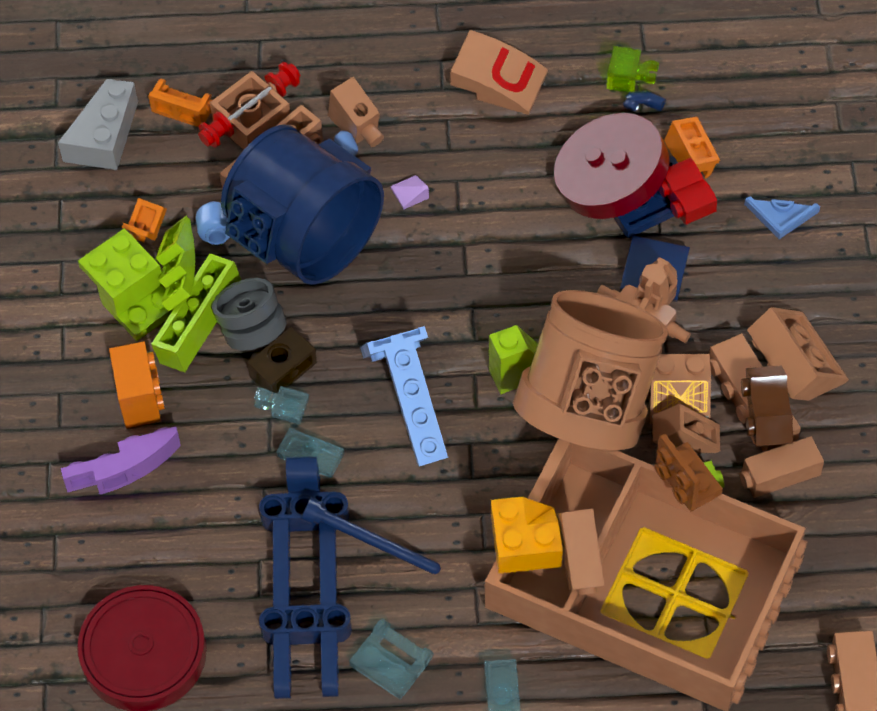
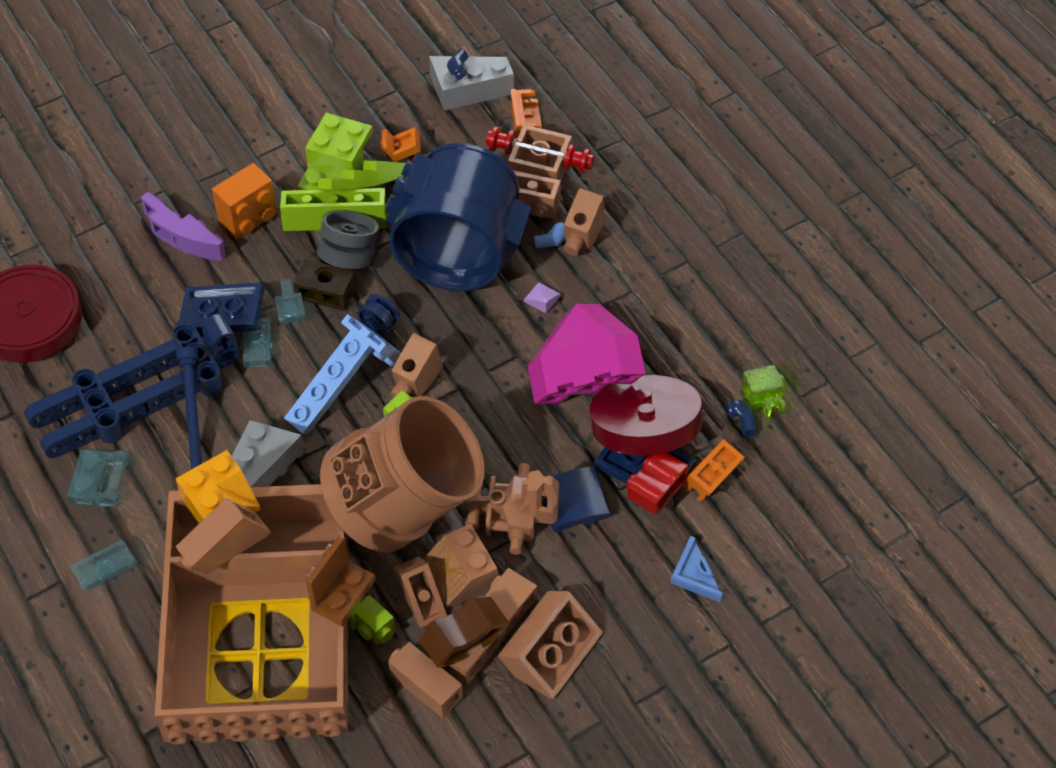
camera: 60 degrees right, 5 degrees down
(97, 122) = (455, 64): none -> dark blue arm
(254, 464) = (235, 302): none -> dark blue plate
(352, 330) = (378, 314): none -> dark blue wheel
(442, 325) = (416, 367): none -> nougat torso
(463, 506) = (266, 453): none -> light grey wedge
(498, 73) = (695, 300): nougat slope -> none
(515, 180) = (585, 355): none -> dark pink panel

